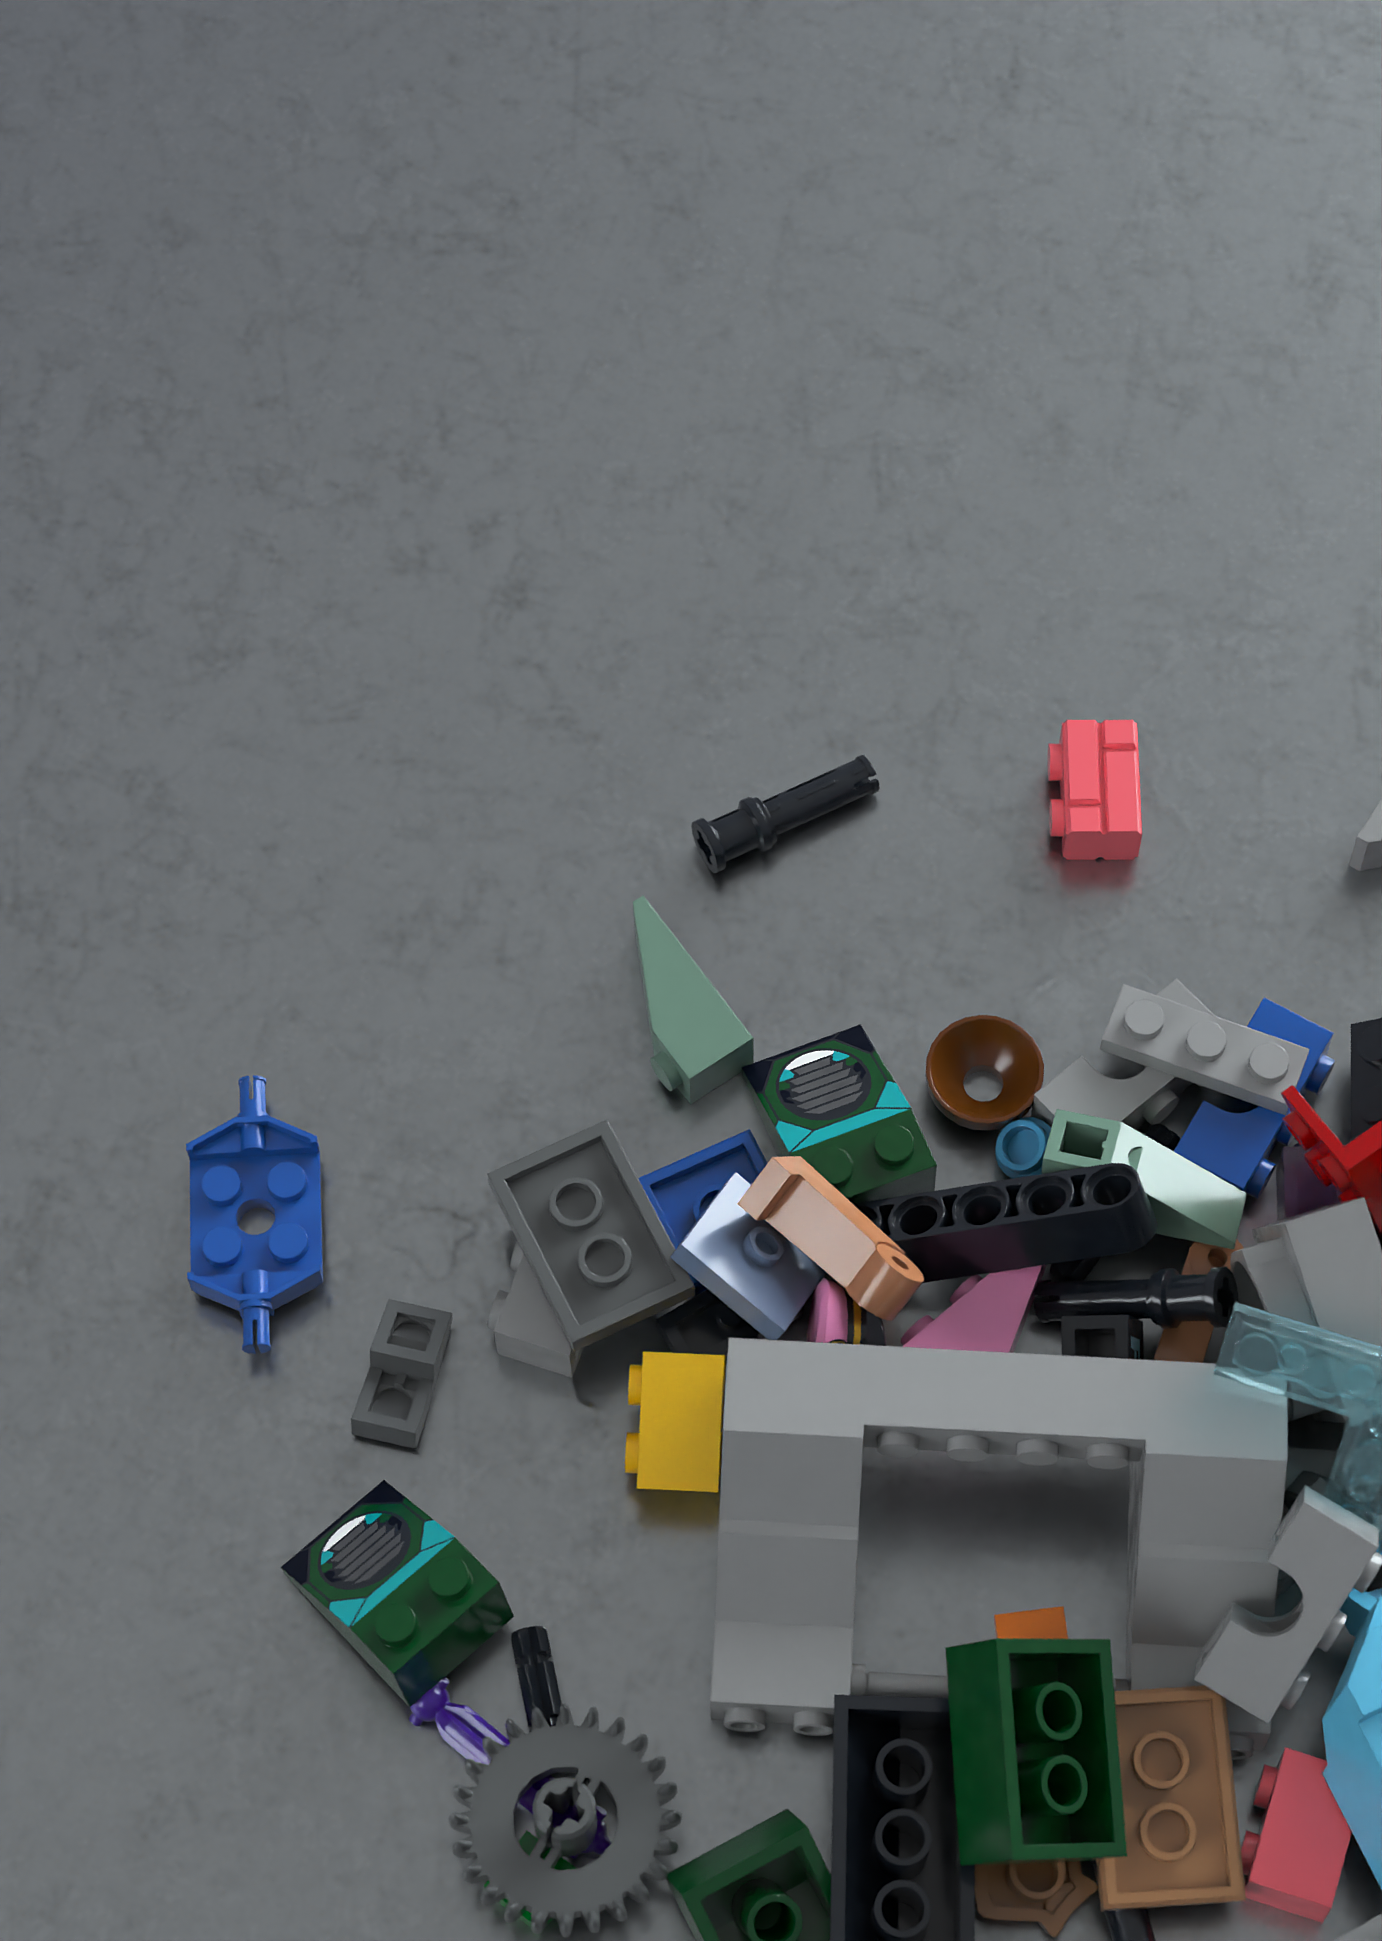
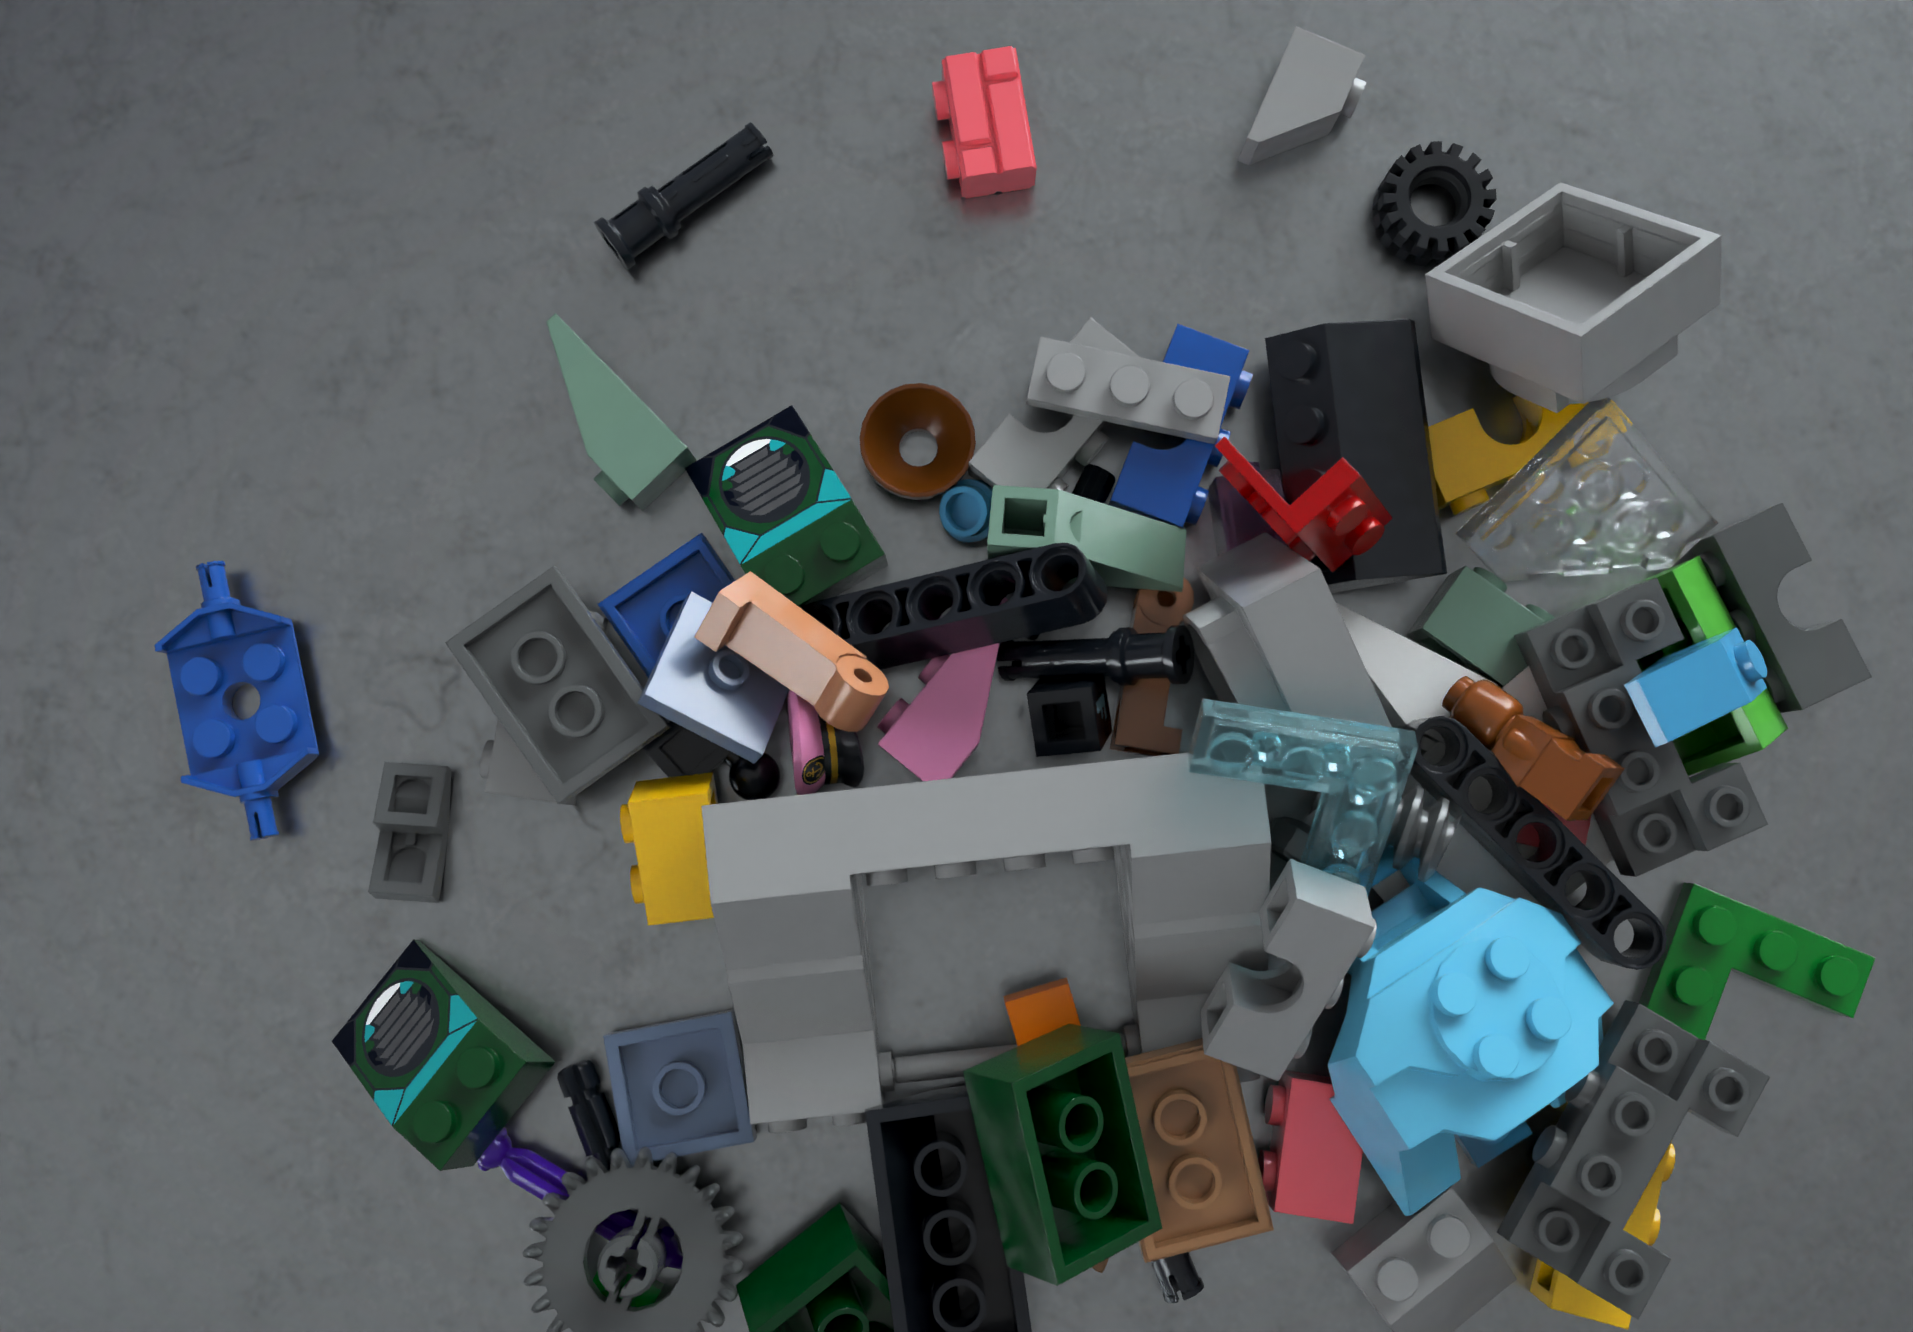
camera: 10 degrees left, 20 degrees up
(639, 1664) = (680, 1086): none -> sand blue plate

